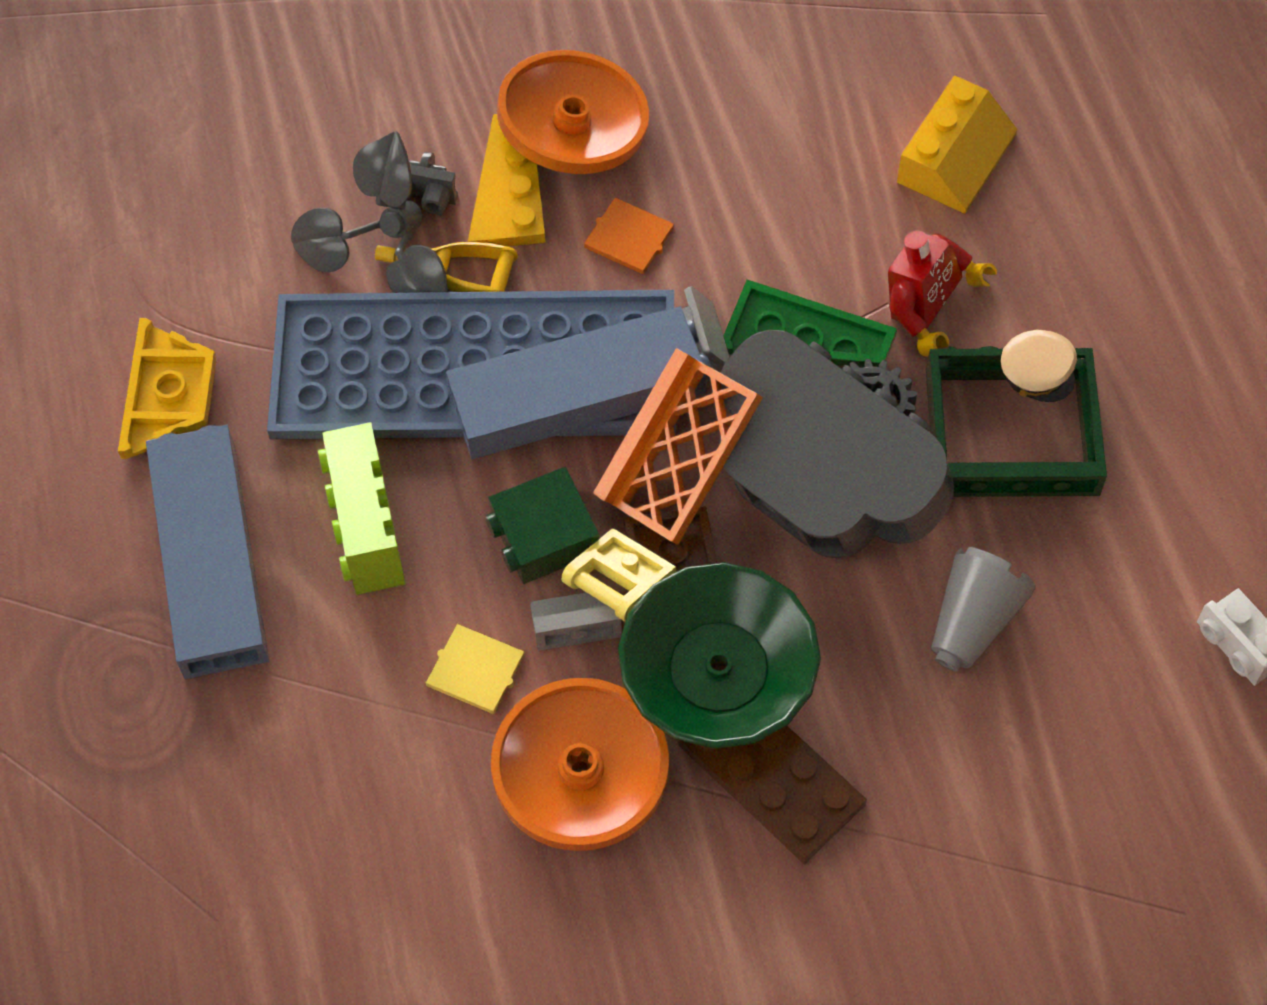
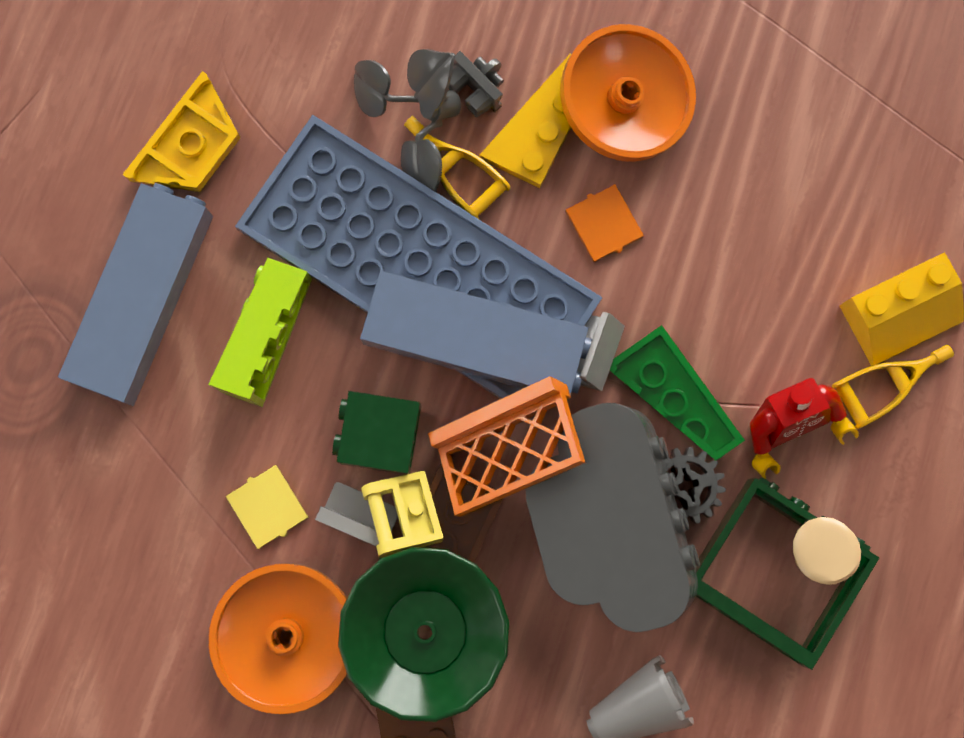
camera: 30 degrees right, 20 degrees up
(990, 201) = (899, 377): none -> yellow piece

